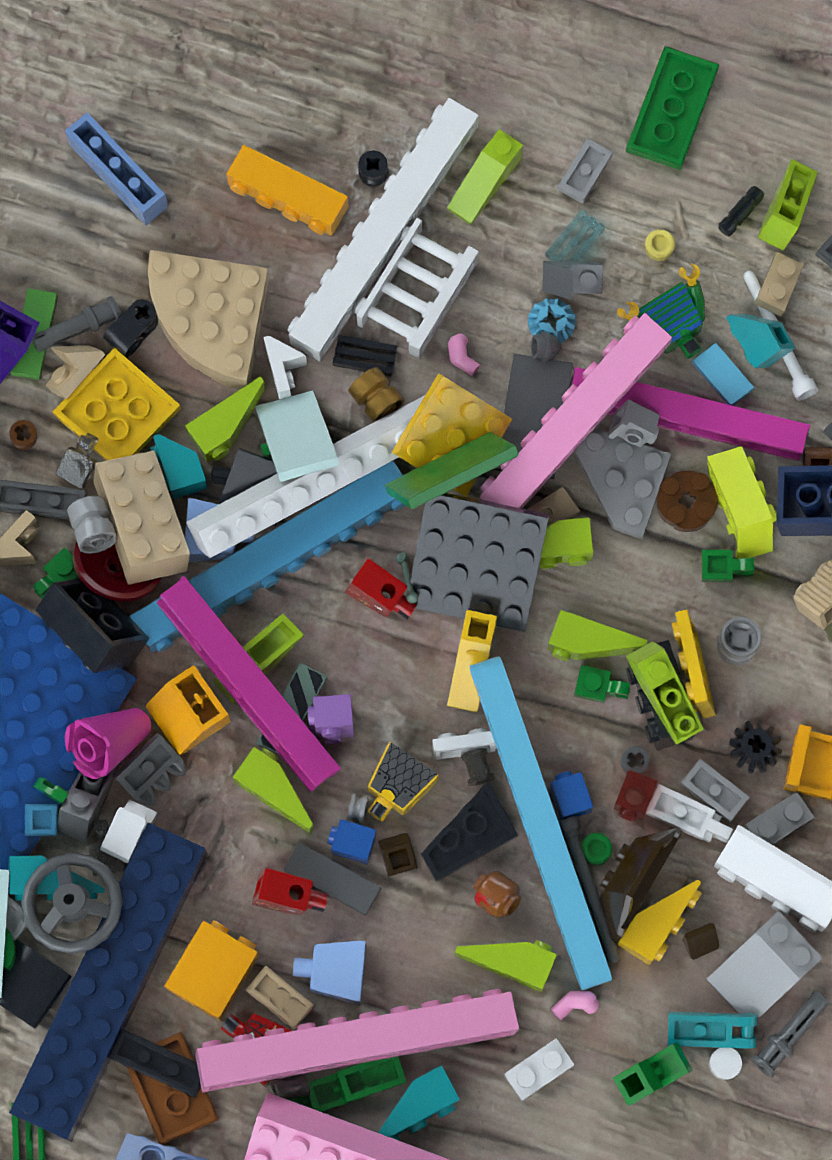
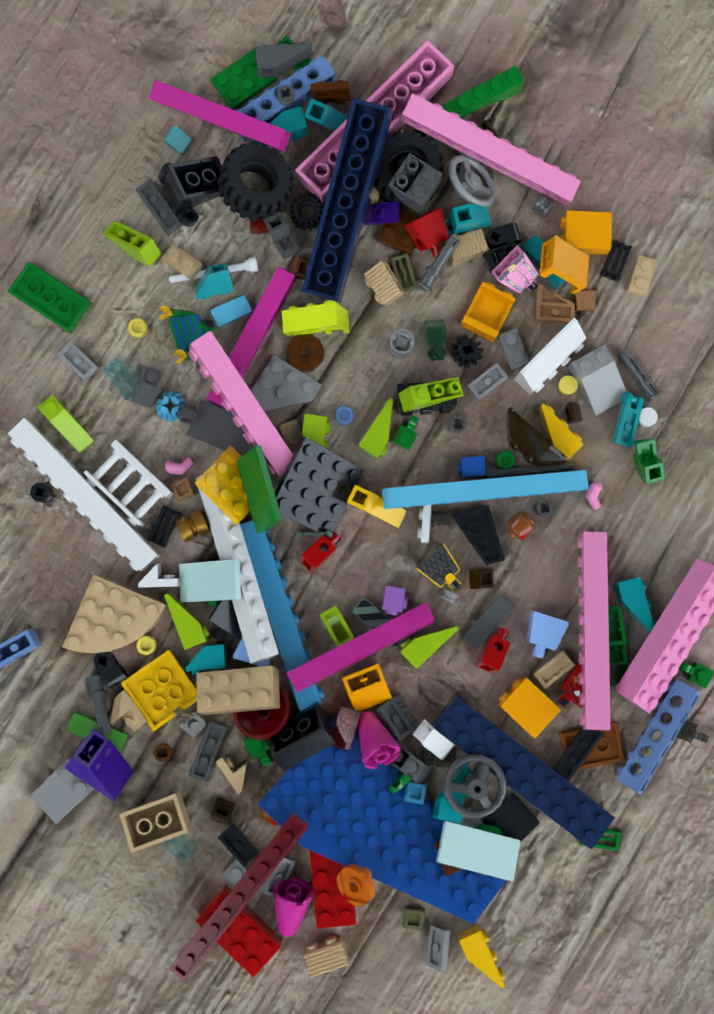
camera: 80 degrees left, 10 degrees up
(91, 524) = (237, 723): light grey wheel -> none
(117, 690) = (345, 728): none -> slope
(179, 373) = (146, 645): none -> light yellow tile
(287, 191) = (43, 550): light orange brick -> none
(352, 841) = (469, 604): blue brick -> none
(426, 368) = (182, 489): none -> medium nougat tile
(519, 961) = (564, 521): lime slope -> none
(531, 918) = (538, 509): none -> dark grey bush
(539, 1069) = (627, 526): white plate -> none
(604, 583) = (344, 415): none -> medium blue tile
(634, 424) = (252, 371): light grey brick -> none
(640, 784) = (472, 429): clear red brick -> none
(687, 815) = (498, 402): white hinge -> none
(693, 664) = (415, 374): yellow plate -> none
(720, 566) = (351, 343): green plate -> none
(741, 211) = (128, 272): black axle -> none
(744, 922) = (567, 385): none -> light yellow tile
(763, 691) = (435, 337): none -> clear green brick

